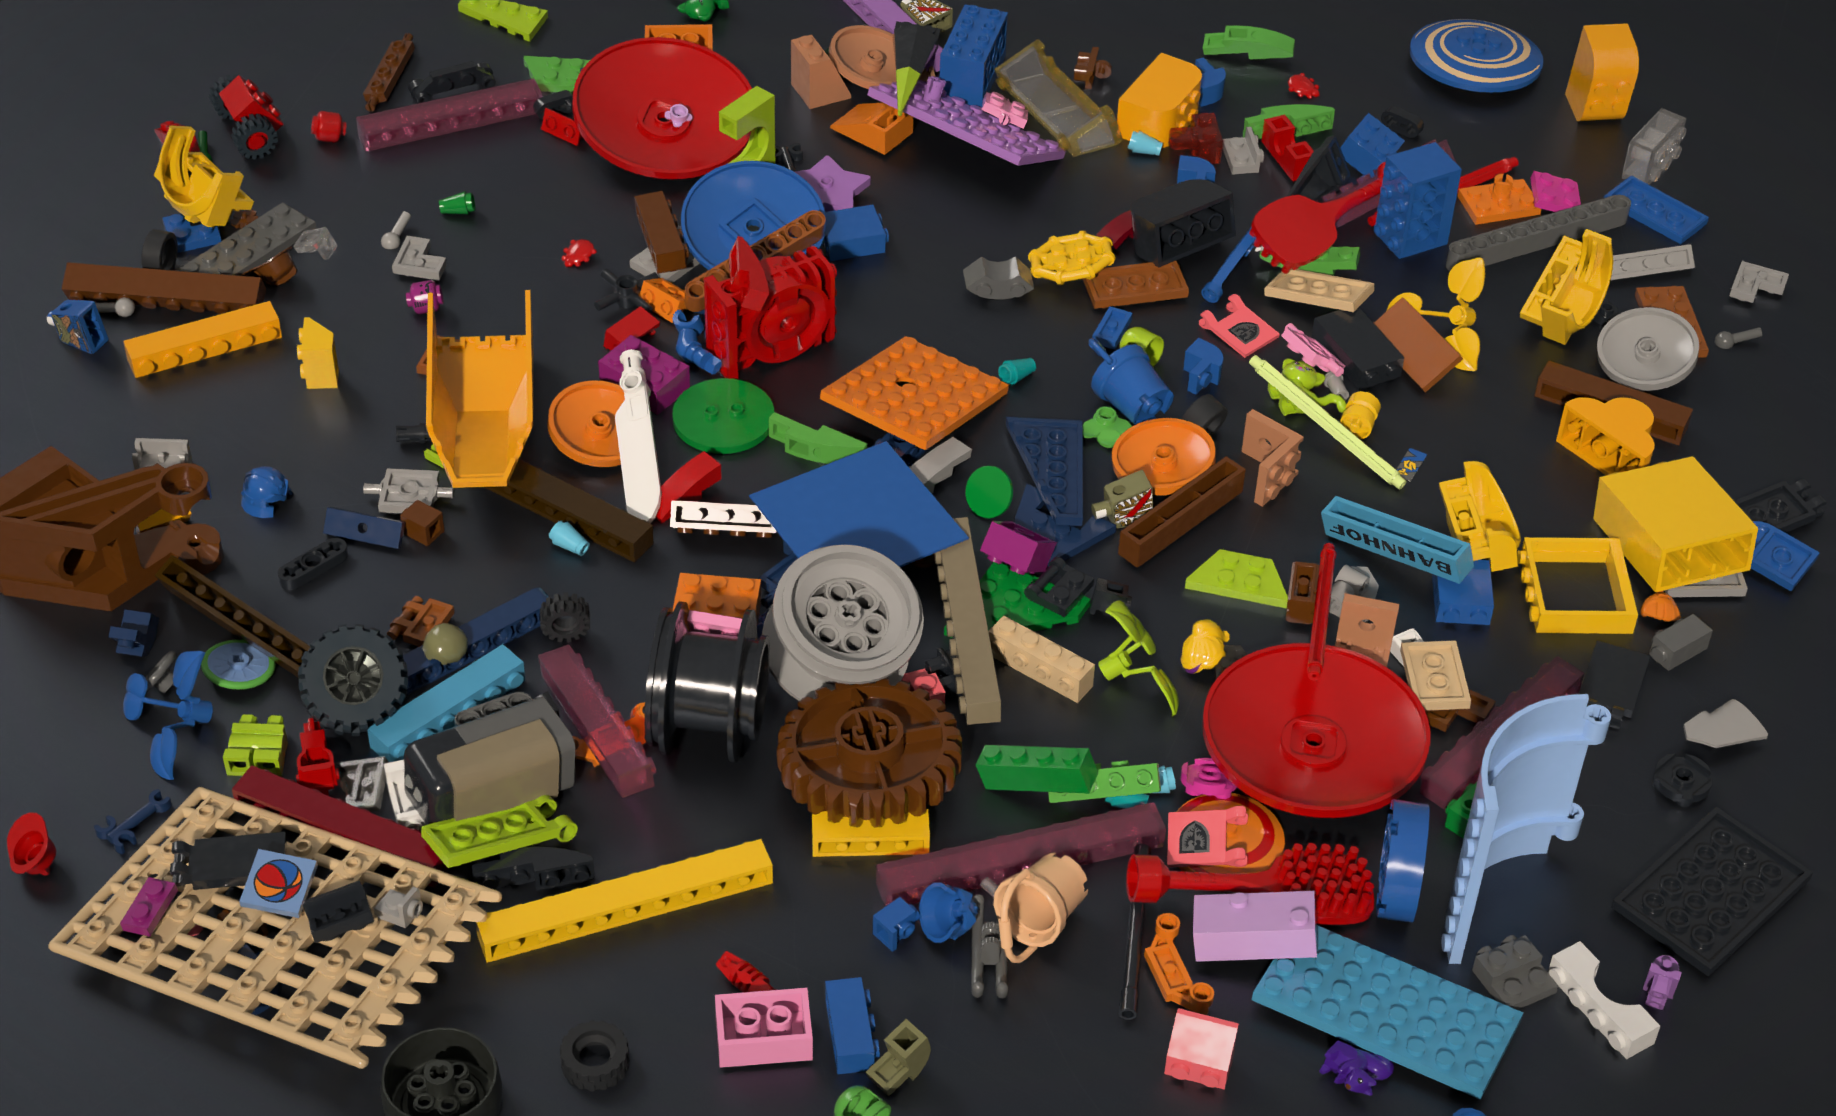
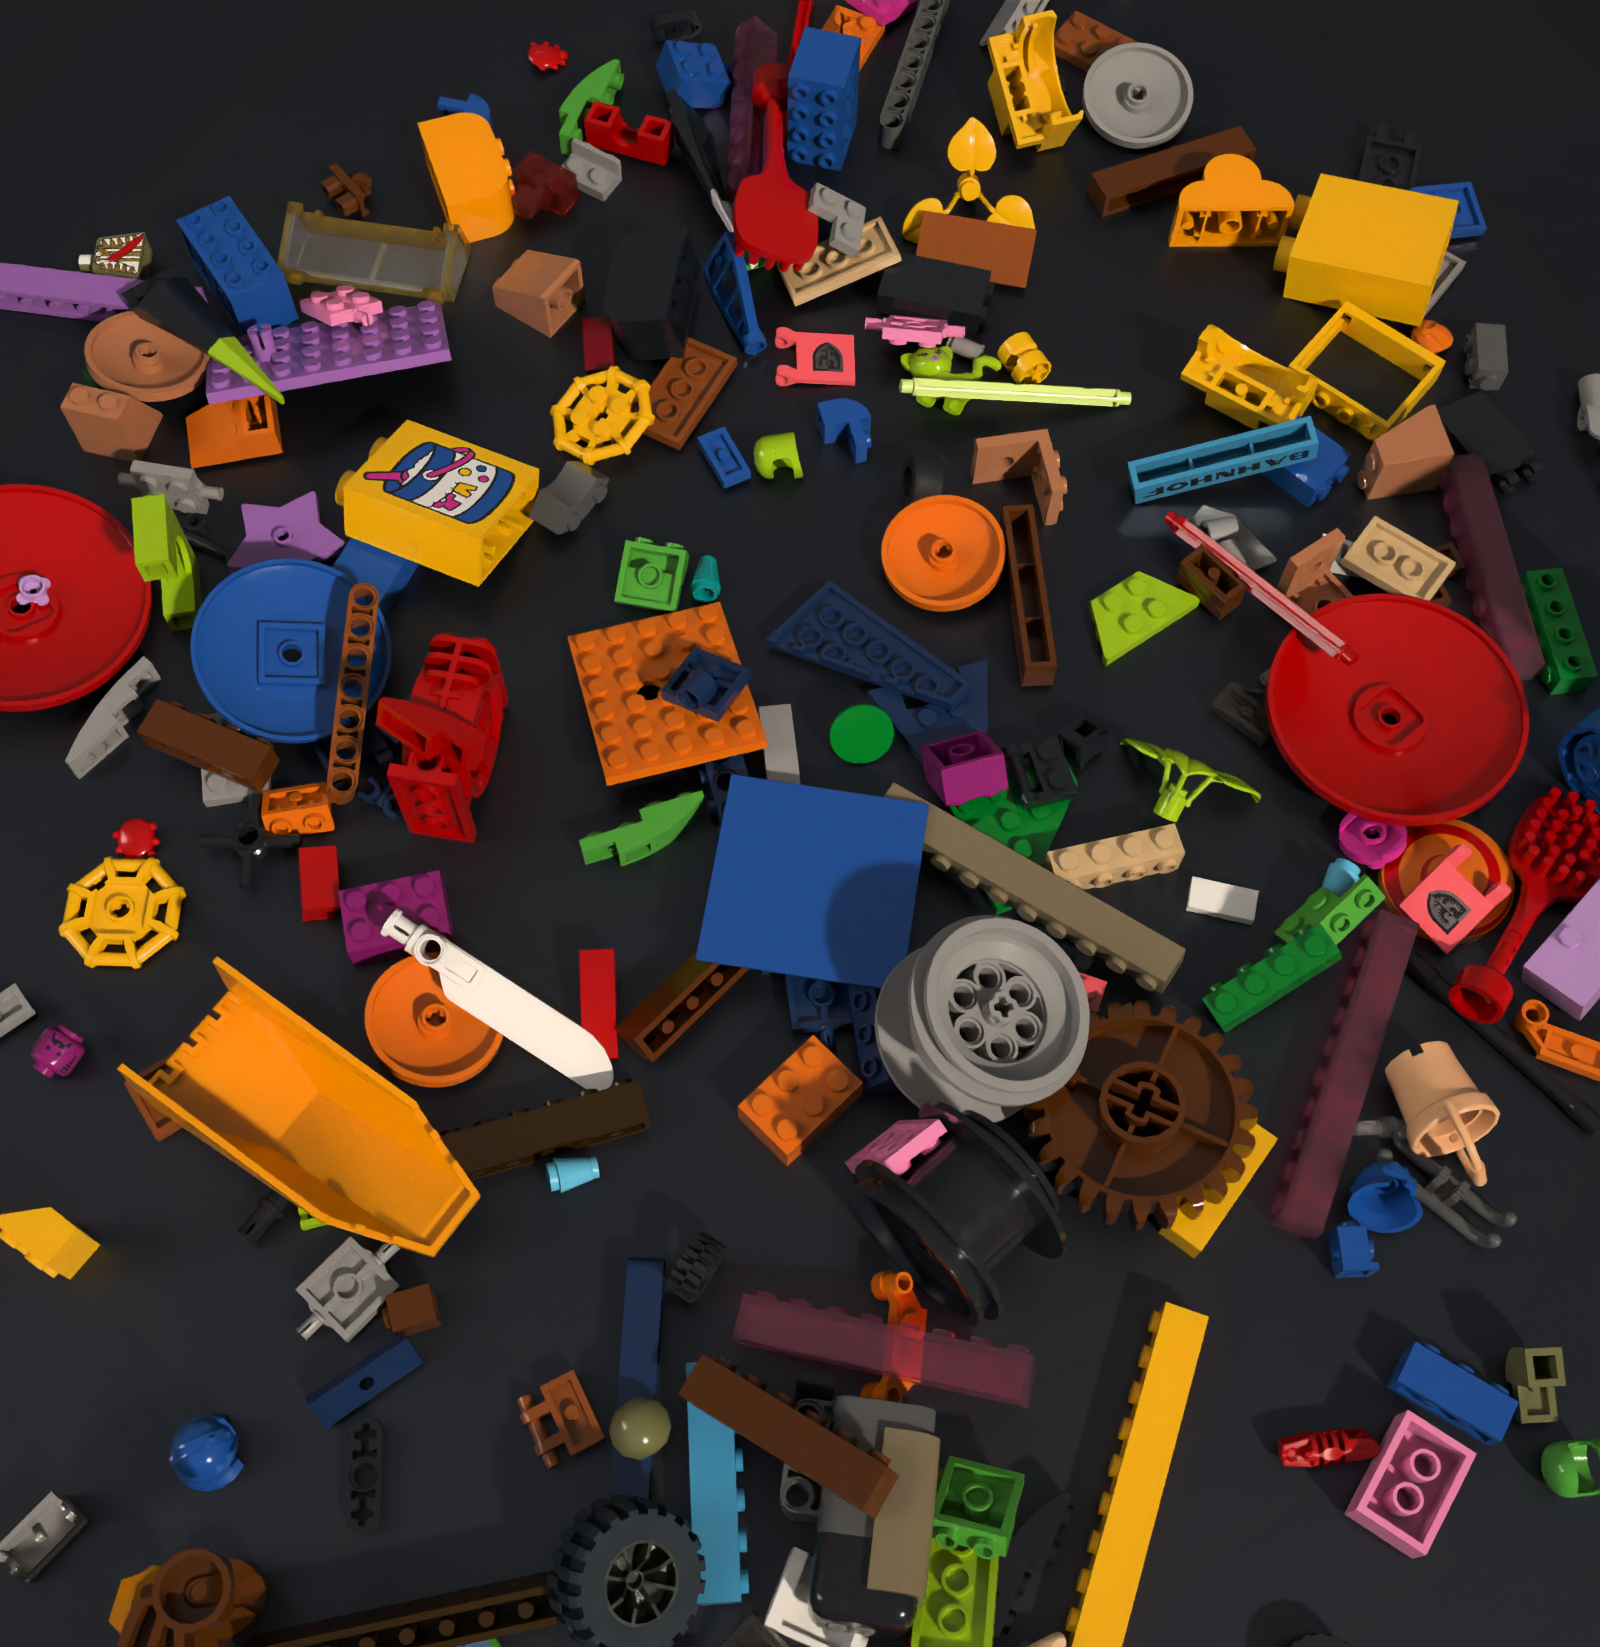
camera: 50 degrees left, 20 degrees up
(496, 684) = (790, 1436): none -> reddish brown brick
(538, 807) = (976, 1507): none -> bright green plate
(542, 274) = (133, 926): none -> yellow plate
(620, 196) = (105, 725): none -> light grey slope
(688, 346) = (396, 845): blue piece -> none
(722, 416) = (520, 886): green plate -> none
(802, 121) = (178, 484): none -> light grey plate
(920, 220) = (439, 501): none -> yellow brick
(932, 394) = (706, 684): none -> dark blue plate
(989, 343) = (651, 575): none -> bright green plate
(1076, 731) = (1222, 900): none -> white tile
(1105, 427) = (854, 568): bright green plate -> none
(1123, 181) = (541, 290): none -> nougat slope
(1125, 500) = (977, 629): torso -> none
(1130, 382) = (834, 505): blue piece -> none
(1144, 144) = (499, 234): medium azure cone -> none
(1195, 168) = (588, 228): blue brick -> none
(1204, 646) = (1212, 716): yellow hair -> none
(1255, 41) = (452, 44): bright green slope -> none
(1345, 264) = (843, 213): none -> light grey plate
(1410, 463) = (1103, 370): sticker -> none
(1526, 633) = (1407, 457): none -> nougat slope
(1726, 339) = (1160, 35): dark grey bar -> none

